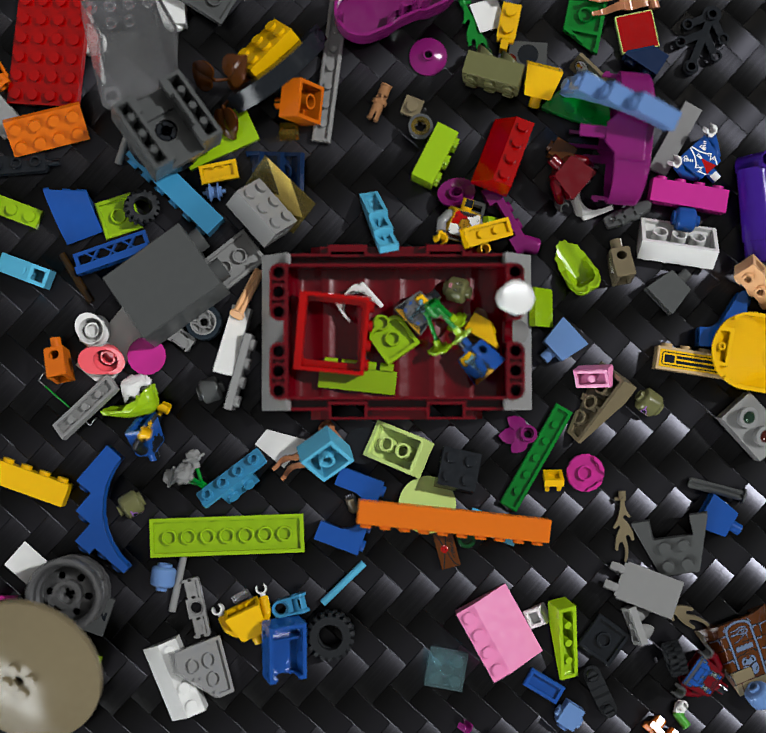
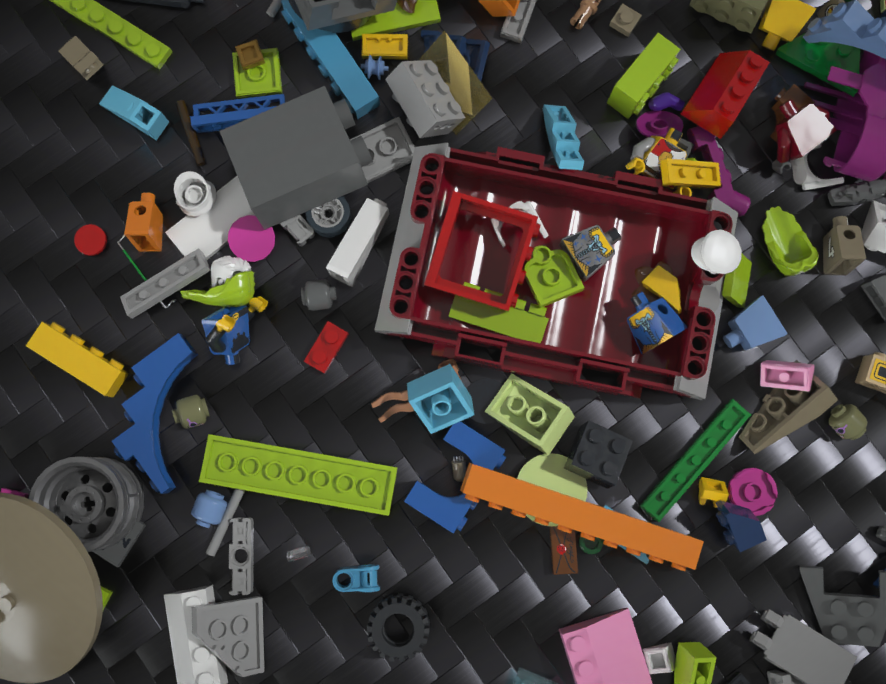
camera: 15 degrees right, 5 degrees down
(16, 383) = (90, 240): none -> red piece
(25, 562) = (46, 452): white sticker -> none
(73, 213) = (204, 57): blue slope -> none
(101, 360) = (195, 229): coral piece -> none
(110, 203) = (250, 55): none -> pearl gold tile
(146, 197) = (293, 56): black tyre -> none
(184, 472) = (263, 386): light grey plant -> none
(226, 430) = (326, 347): none -> red plate
(234, 480) = (322, 409): dark azure bracket -> none
(238, 379) = (363, 271): light grey plate -> none
(246, 295) = (372, 206): light nougat axle -> none
(246, 618) = (299, 583): yellow torso -> none
(278, 445) = (384, 378): white sticker -> none
(284, 647) = (337, 630): blue piece -> none
(289, 131) = (476, 19): clear yellow slope -> none
(342, 583) = (427, 565): medium azure bar -> none
(425, 121) = (638, 40): piece -> none
(435, 309) = (613, 248): plant -> none
(457, 170) = (664, 101): none -> dark purple arm
(457, 290) = (641, 235): olive head -> none
(515, 434) = (676, 427): magenta plate -> none
(579, 501) = (741, 526): none -> dark blue slope
(625, 529) = (789, 570): dark tan piece -> none

